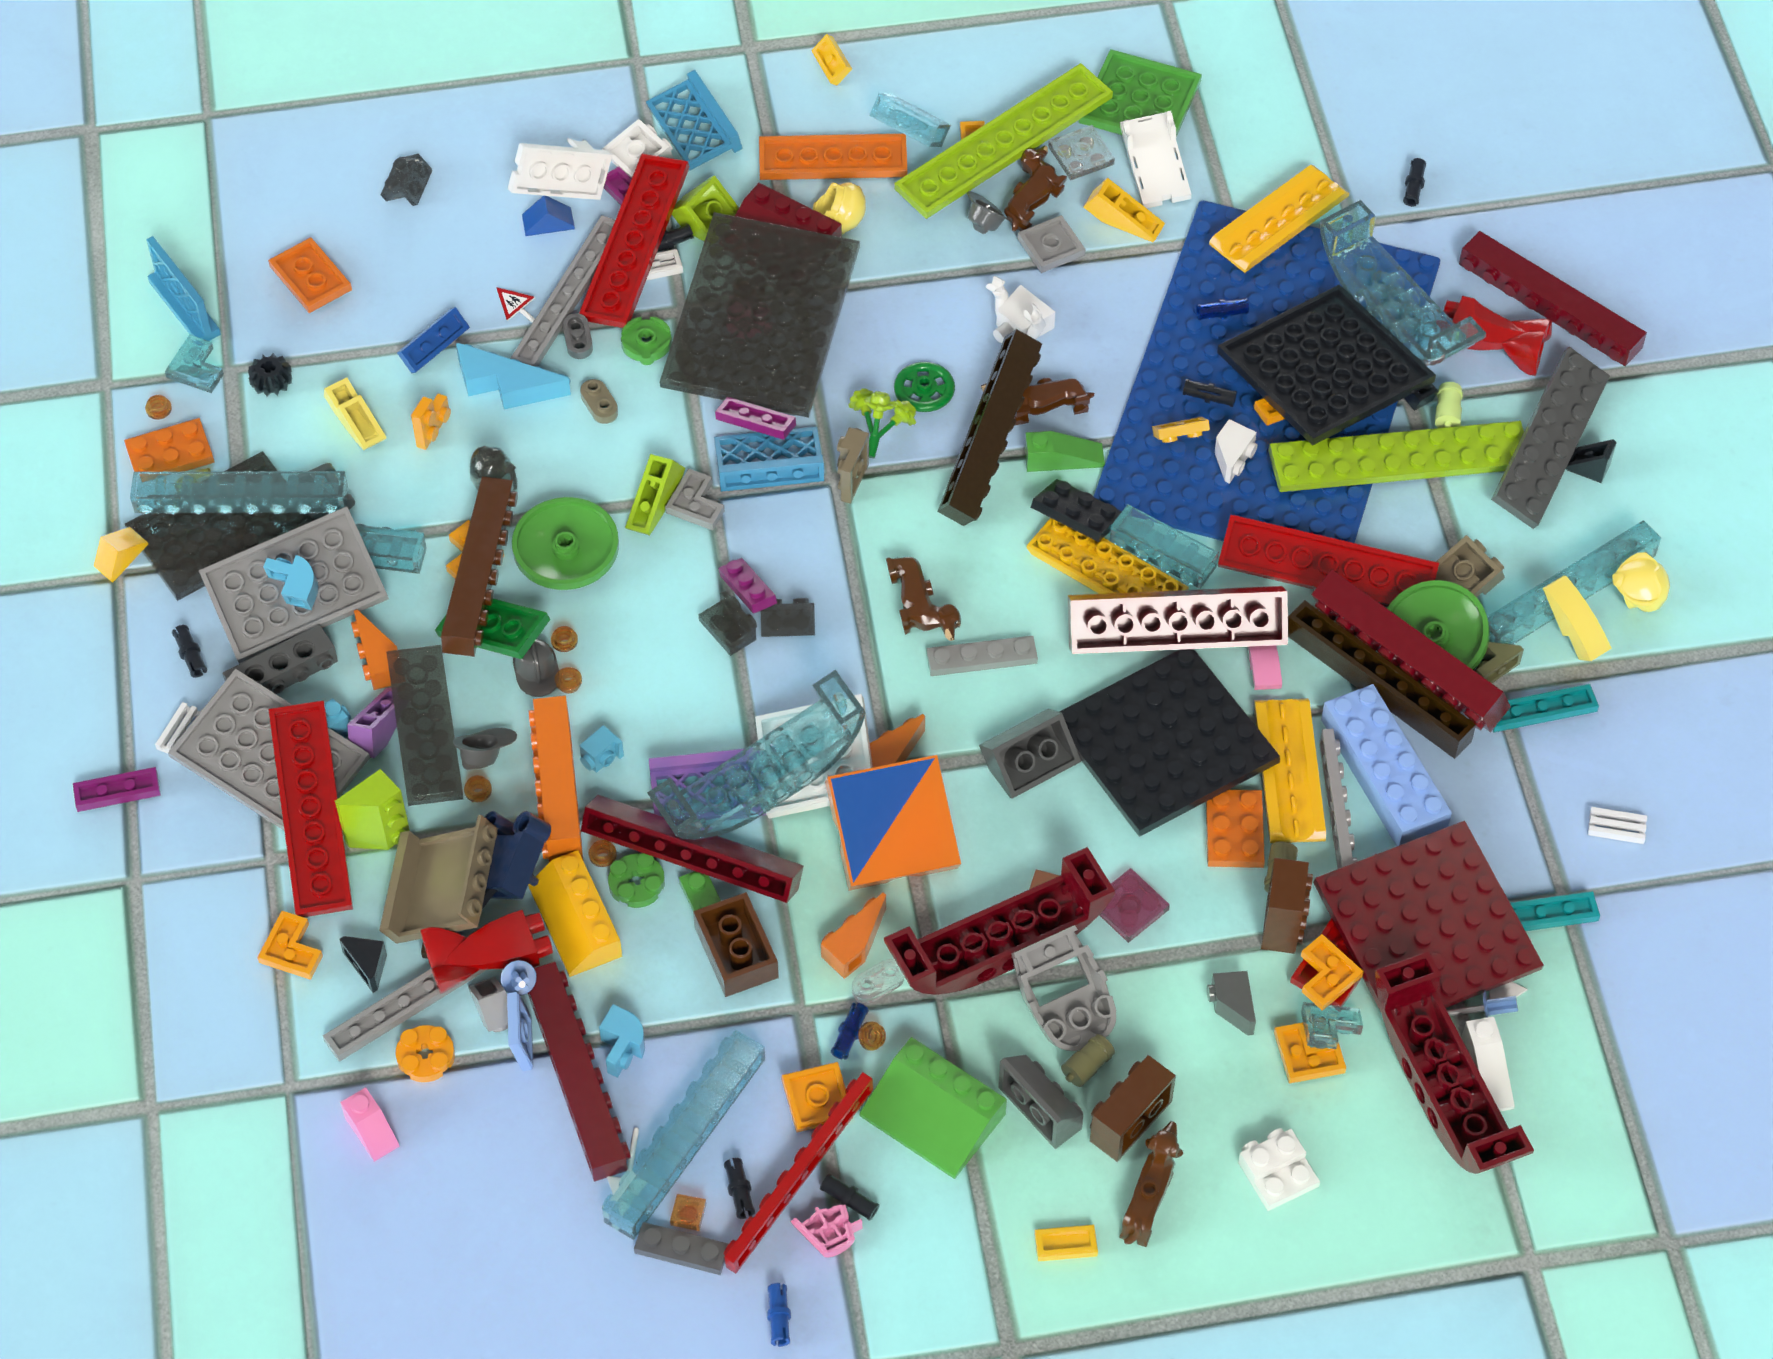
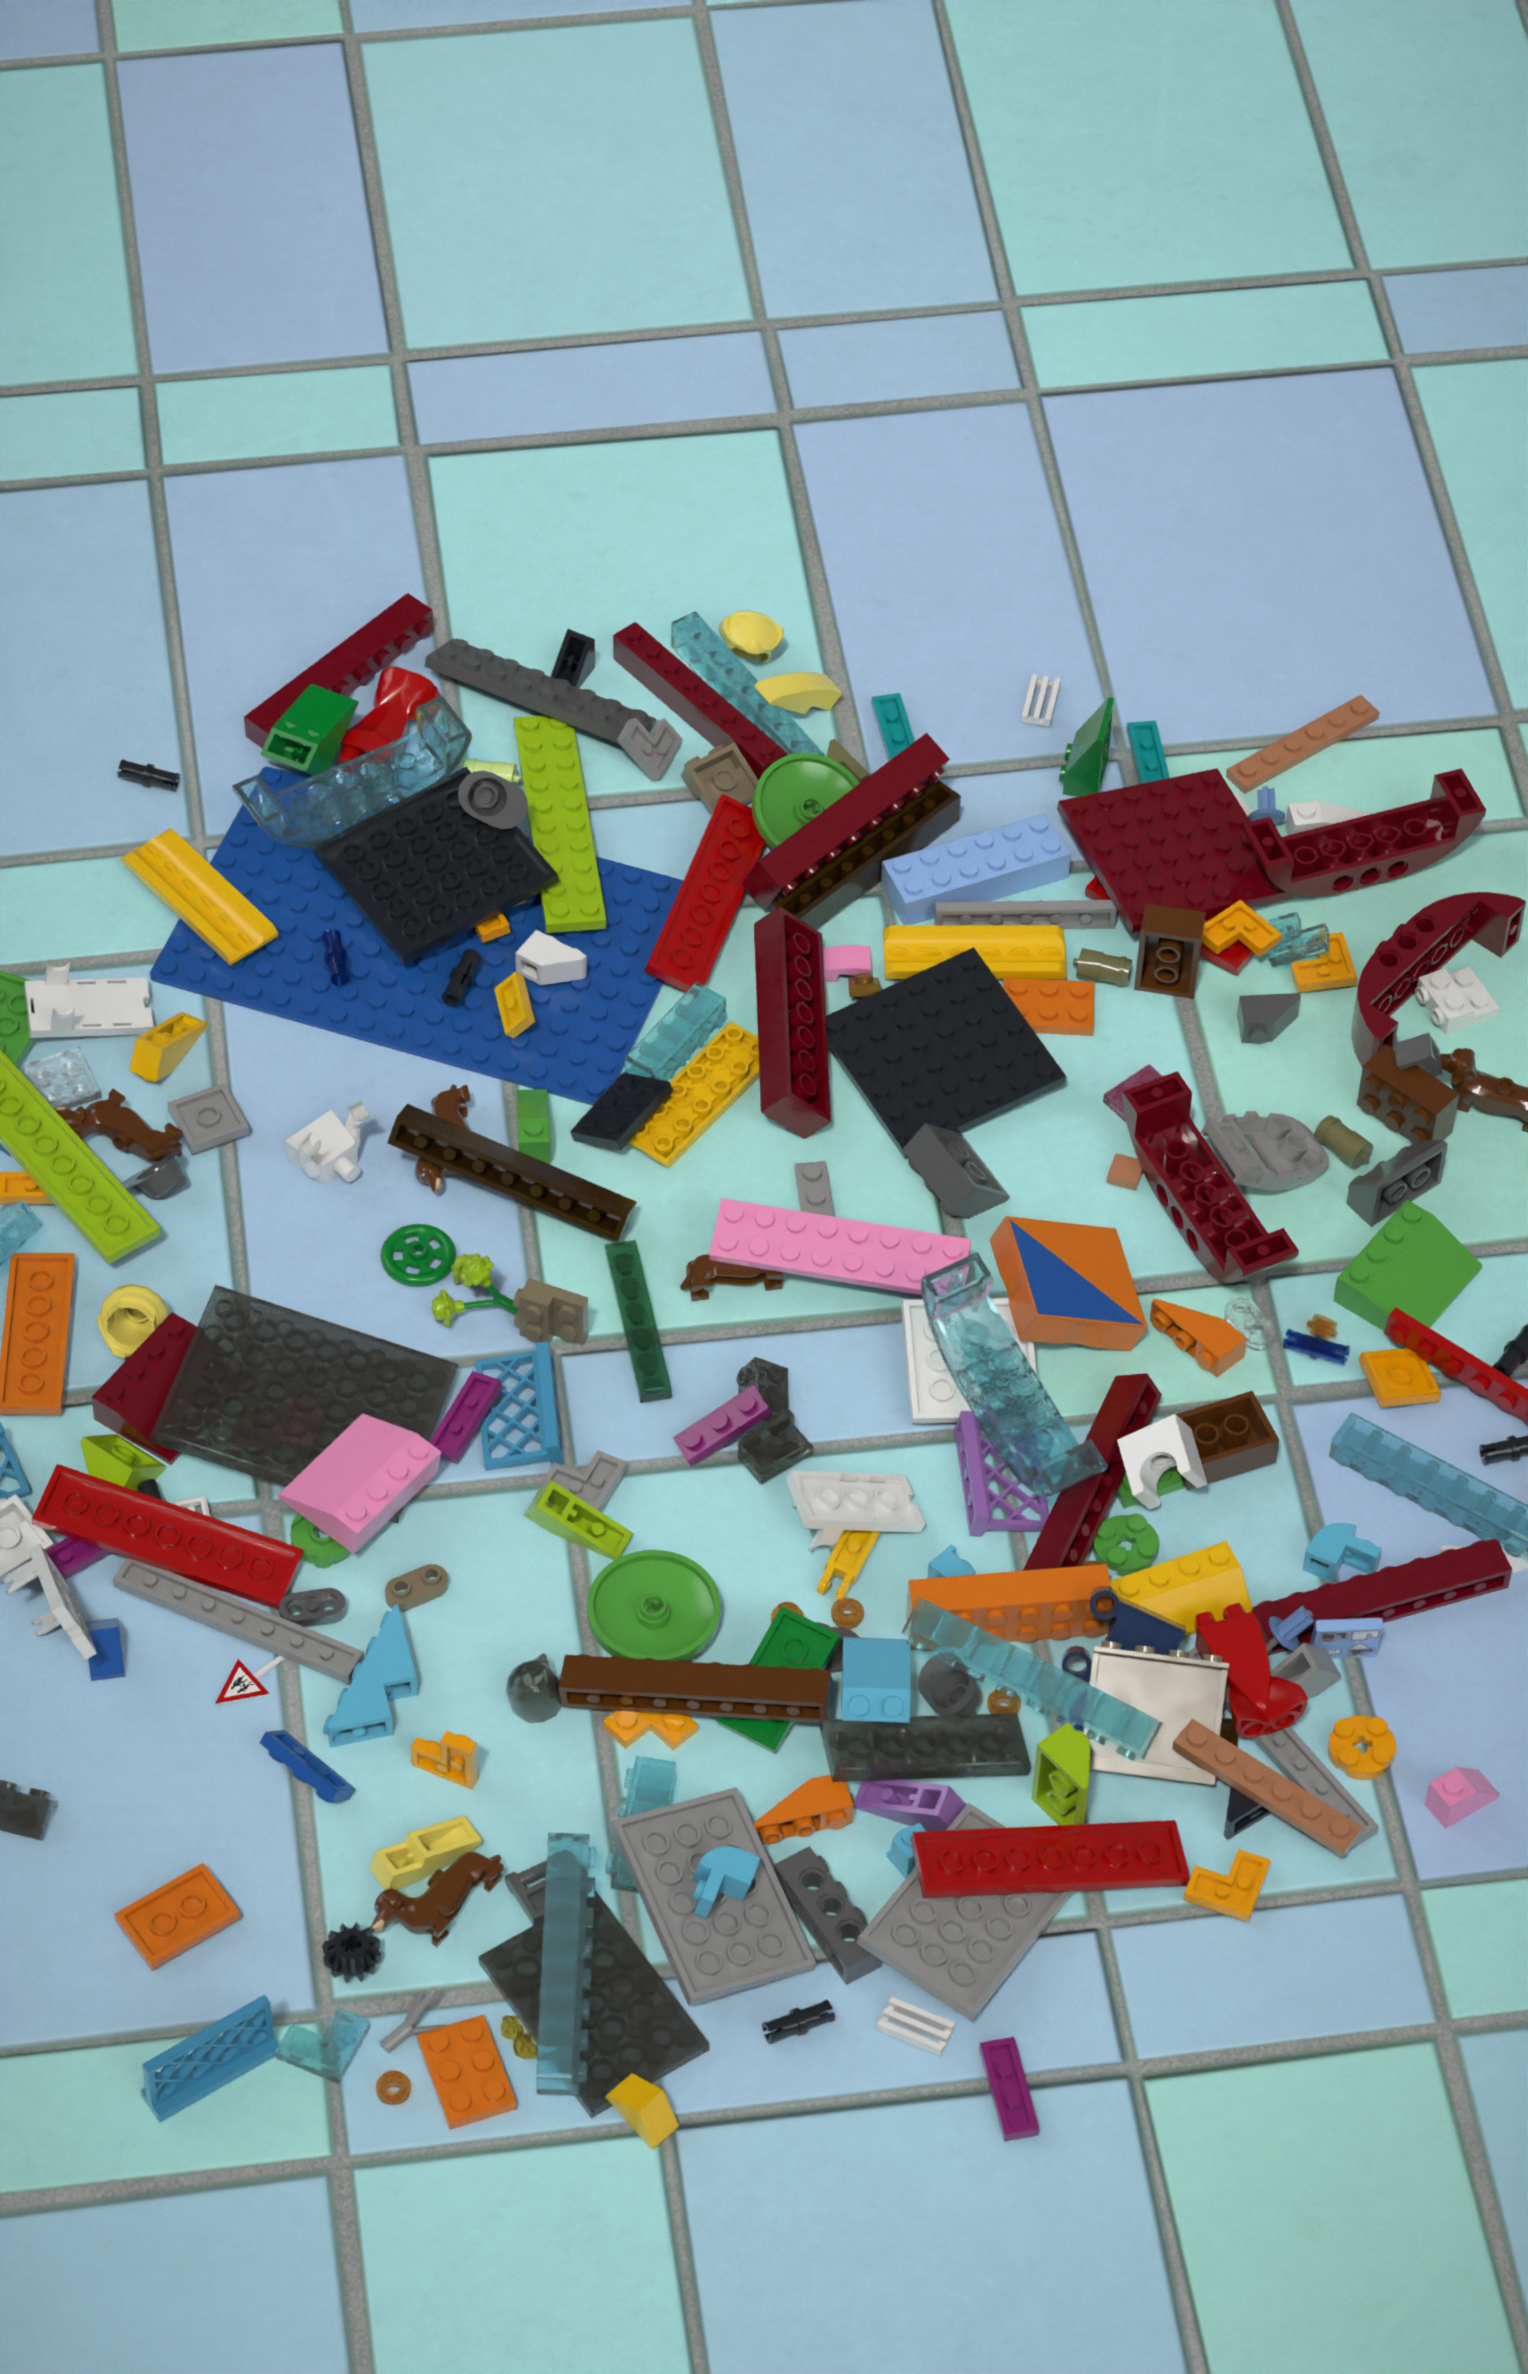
camera: 90 degrees left, 5 degrees down
(202, 409) = (406, 2028): none -> light grey plant
(311, 425) = (443, 1899): none -> reddish brown animal
(366, 964) = (1267, 1787): none -> nougat plate
(467, 784) = (1032, 1678): none -> clear light blue brick
(477, 683) = (875, 1680): none -> medium azure slope
(622, 679) = (848, 1560): none -> yellow hinge
(661, 658) = (853, 1502): none -> white piece
(681, 349) = (362, 1480): none -> bright pink slope
(693, 885) = (1155, 1450): none -> white piece
(859, 530) = (638, 1321): none -> clear green plate
(919, 655) = (830, 1246): none -> bright pink plate
(1161, 1102) = (1418, 1051): none -> dark grey panel
(1237, 682) = (863, 985): none -> pearl gold plate
(1295, 1104) = (1422, 948): none -> dark red slope
(1385, 382) = (493, 799): none -> dark grey piece
(1460, 270) = (310, 731): none -> green slope
(1491, 520) = (650, 750): none -> light grey plate
(1533, 854) = (1088, 754): none -> green slope
(1561, 546) = (692, 697): none -> dark red brick
(1599, 1049) = (1302, 744): none -> nougat plate

